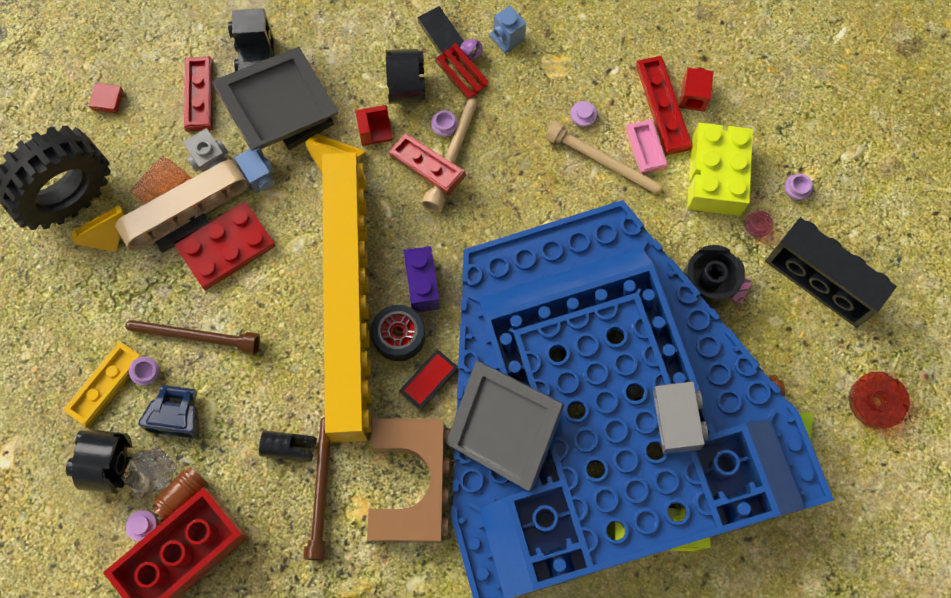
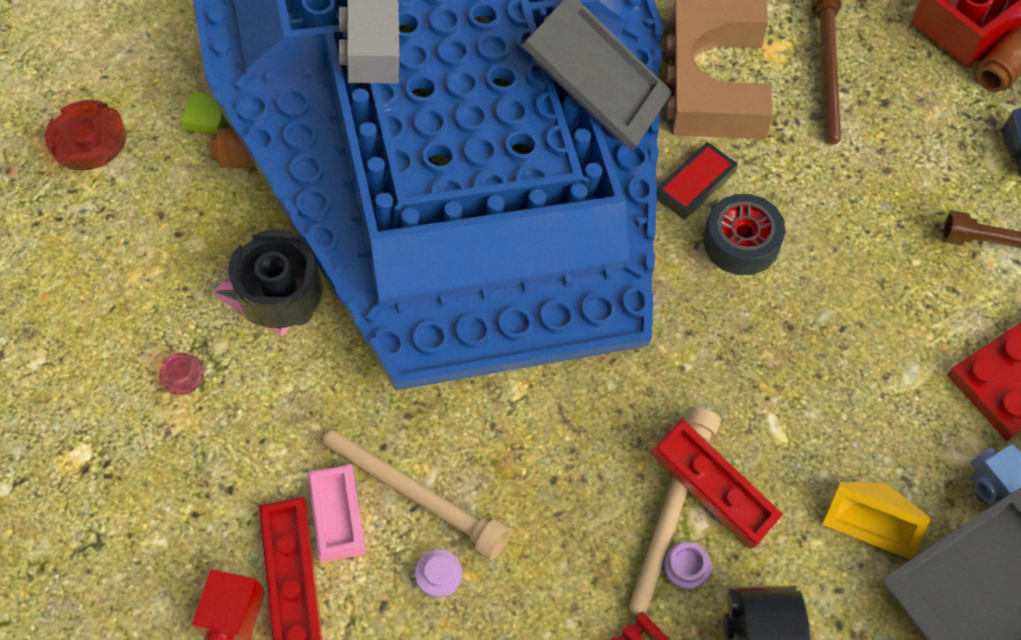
camera: 175 degrees left, 10 degrees down
(281, 444) = (889, 105): black hinge -> none
(344, 299) = (833, 283): yellow brick -> none
(374, 125) = (815, 560): red panel -> none
(421, 279) = (715, 298): dark purple brick -> none
(724, 169) = (222, 454): neon yellow piece -> none
(798, 186) = (99, 430): lavender plate -> none
(830, 273) = (100, 275): black brick -> none

